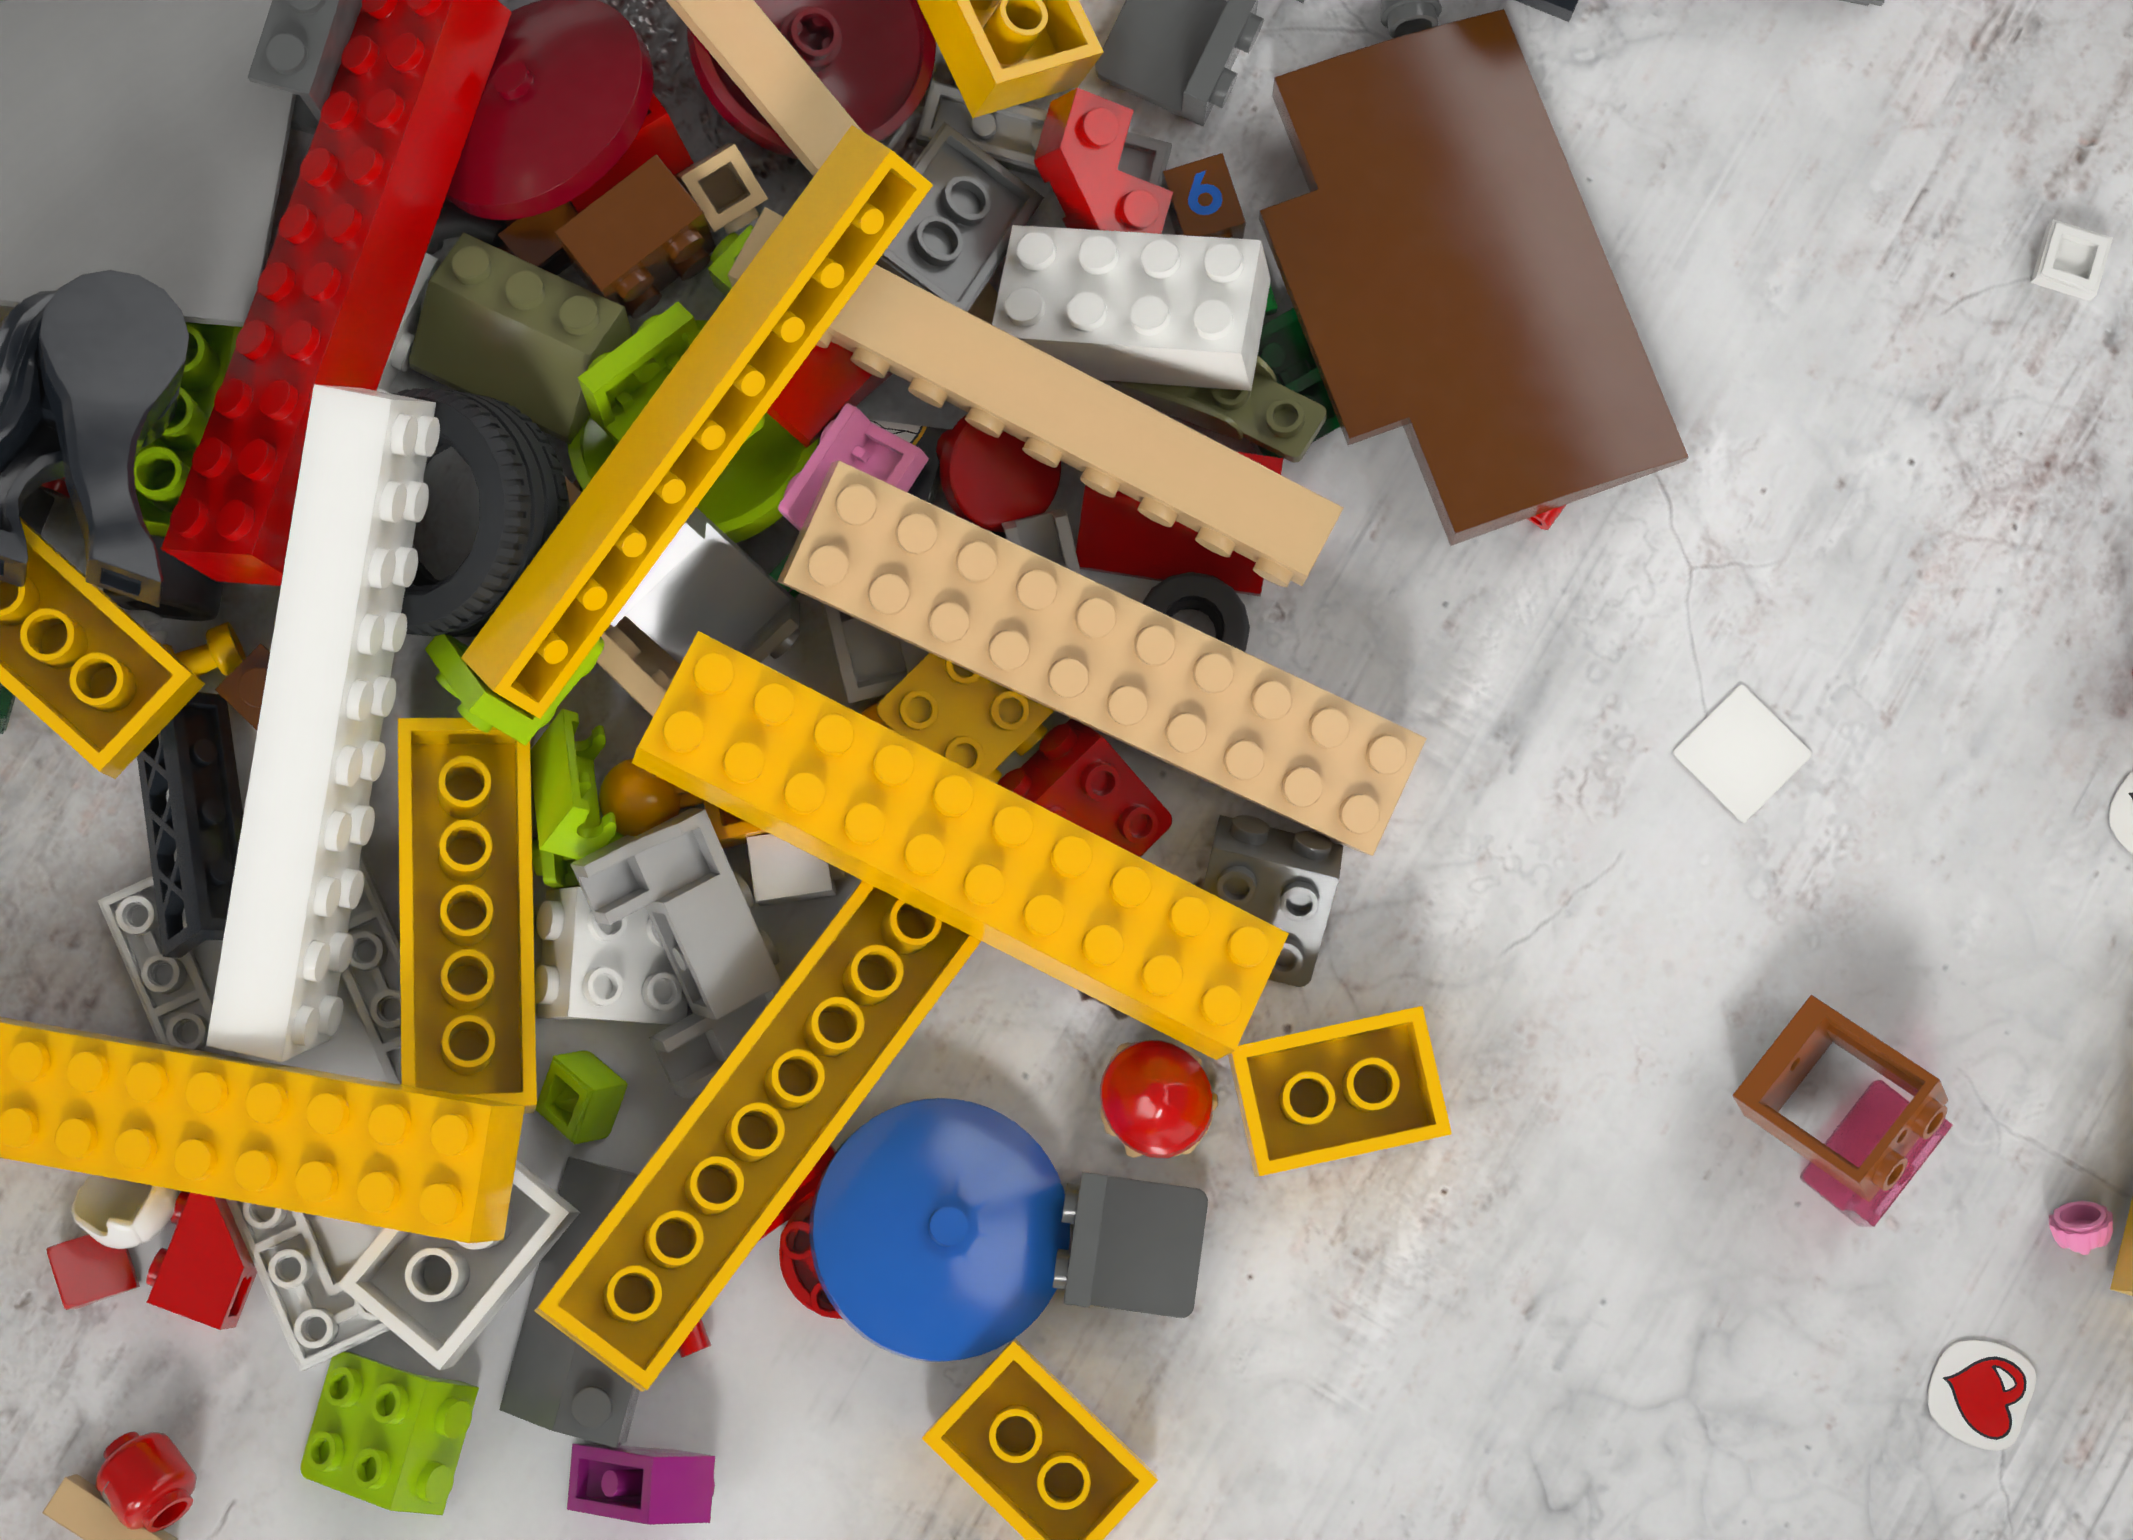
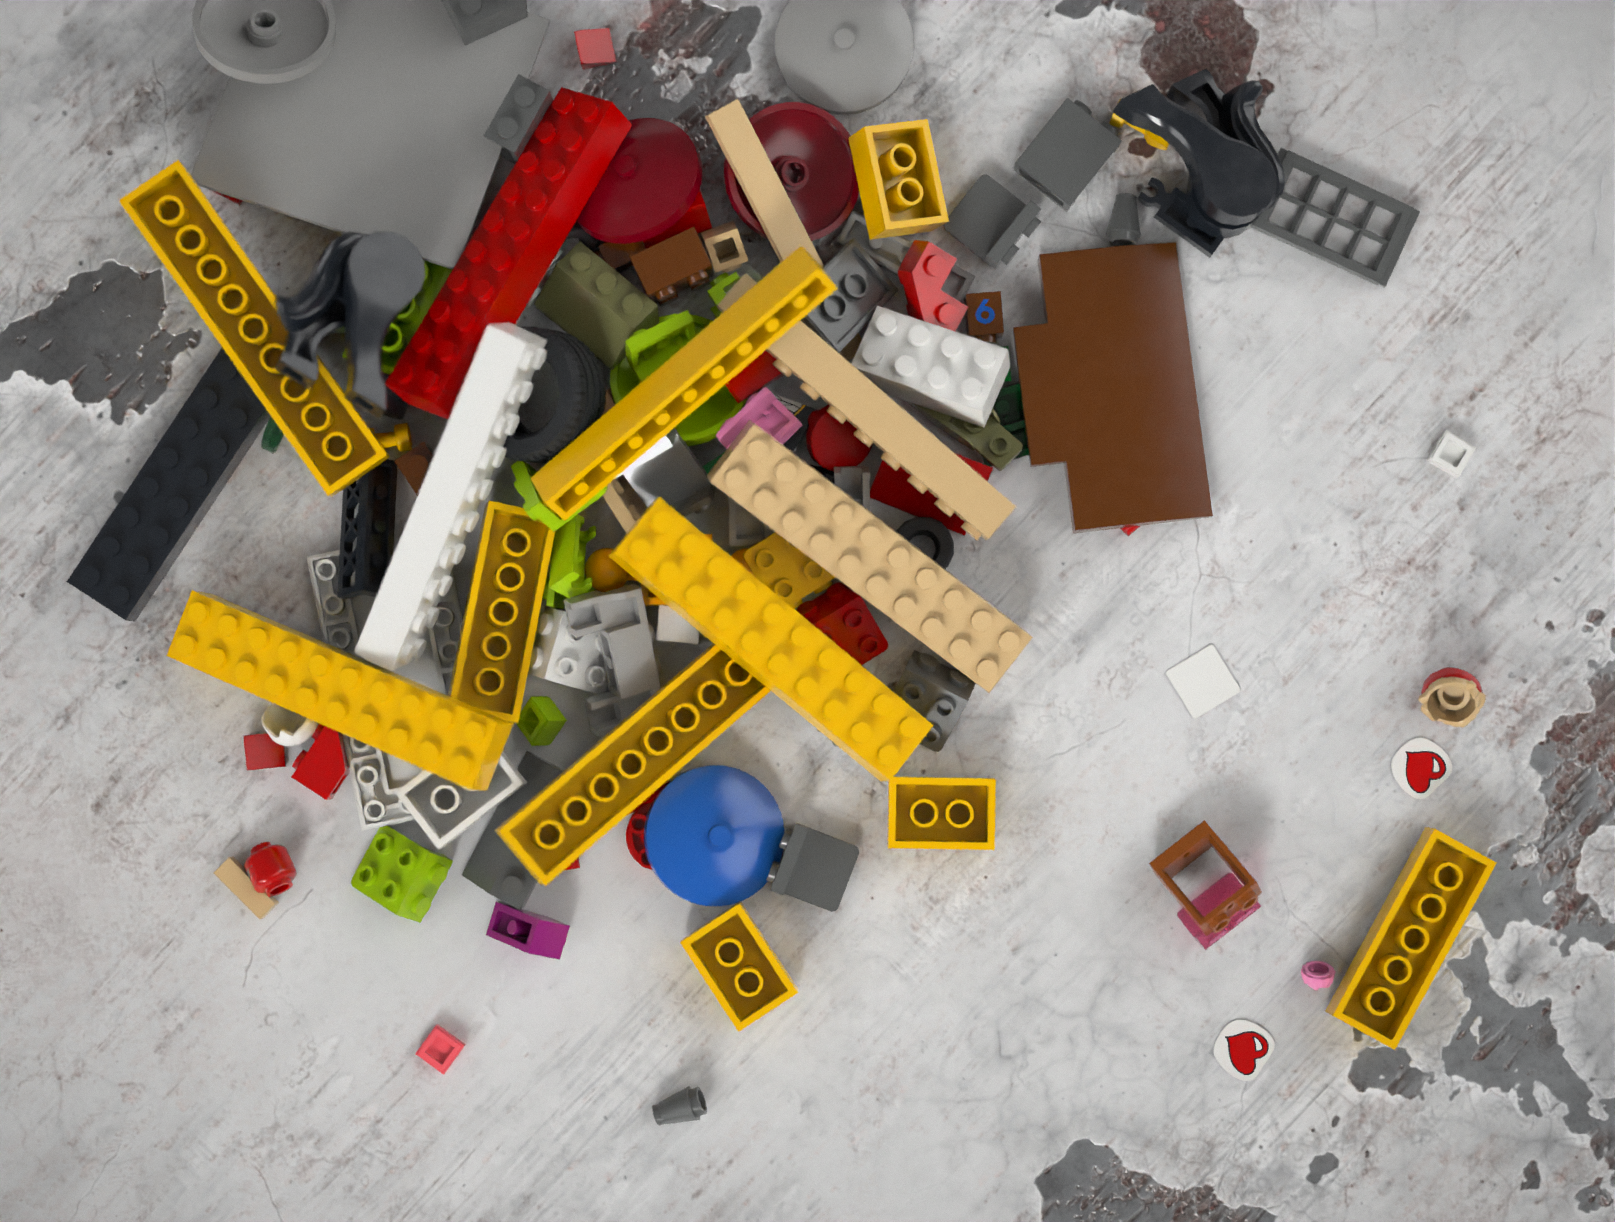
camera: 15 degrees right, 5 degrees up
(1156, 1099) = (844, 793): red hair -> none

